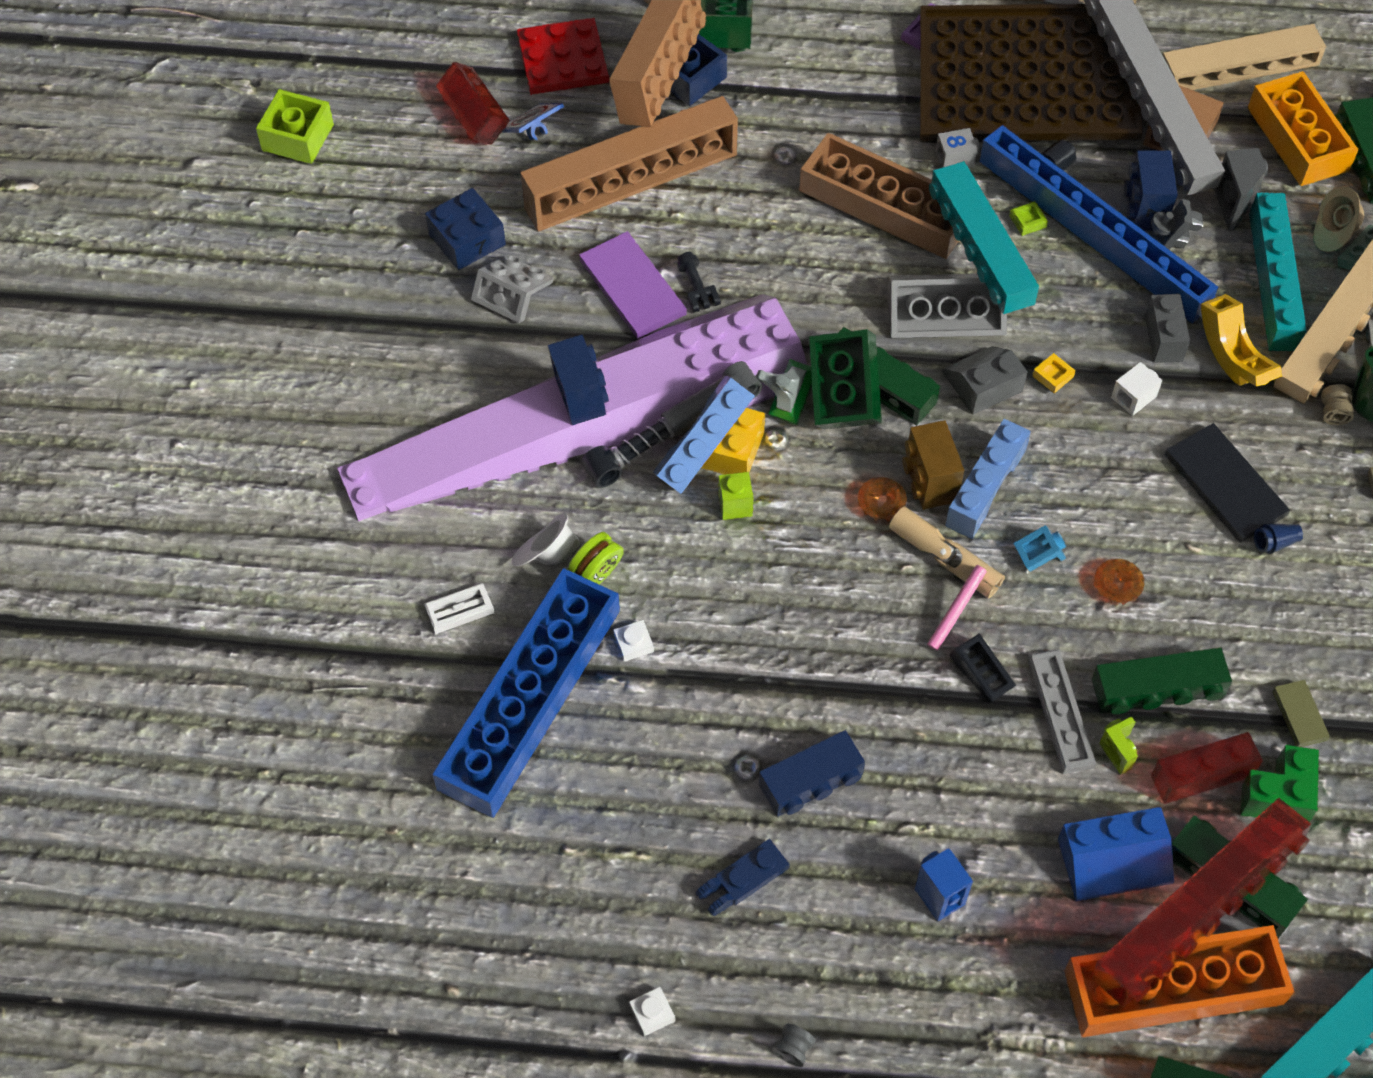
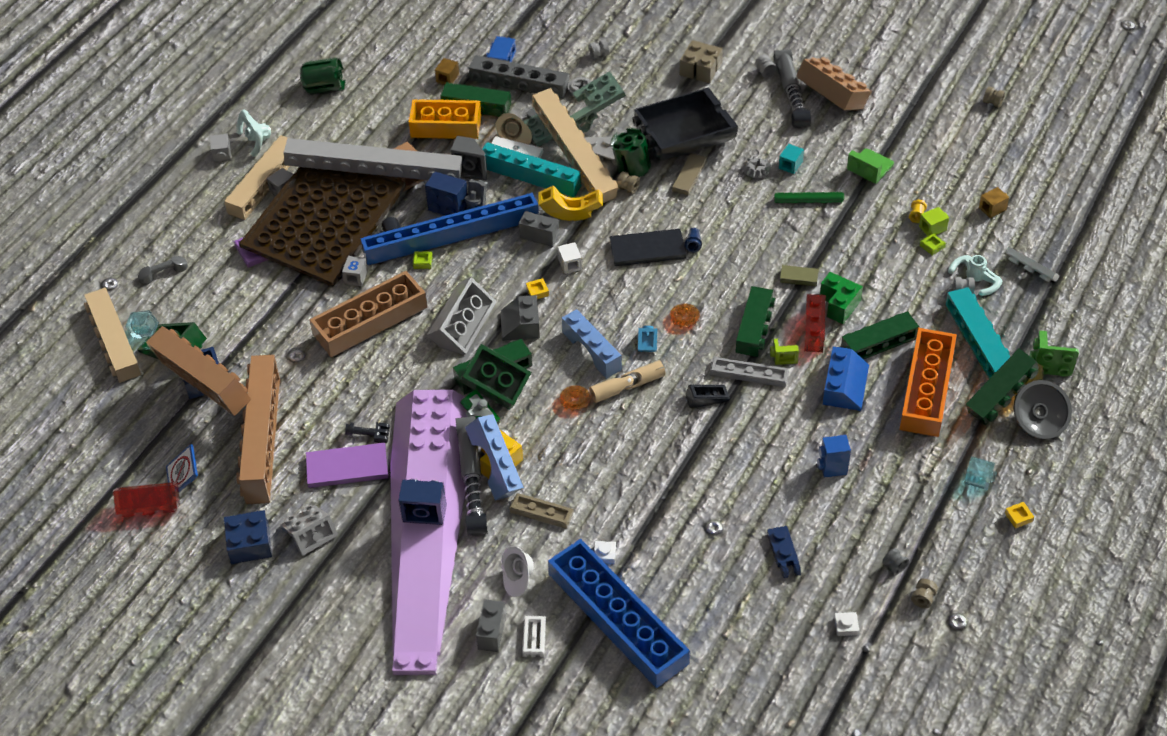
camera: 65 degrees left, 10 degrees down
(295, 126) = (93, 607): lime brick -> none
(446, 548) = (491, 625): none -> dark grey brick
(562, 56) = (135, 440): red plate -> none
(596, 558) = (545, 545): lime head -> none
(667, 536) = (541, 510): none -> dark tan tile
(735, 495) = (536, 464): lime brick -> none
(812, 774) = (737, 494): dark blue brick -> none
(933, 464) = (572, 361): pearl gold brick -> none
(956, 607) = (667, 389): bright pink bar -> none
(983, 238) = (440, 273): teal brick -> none
(1201, 903) = (897, 348): clear red brick -> none
(1246, 57) = (379, 116): tan brick -> none
(1308, 240) = (520, 147): none -> white tile

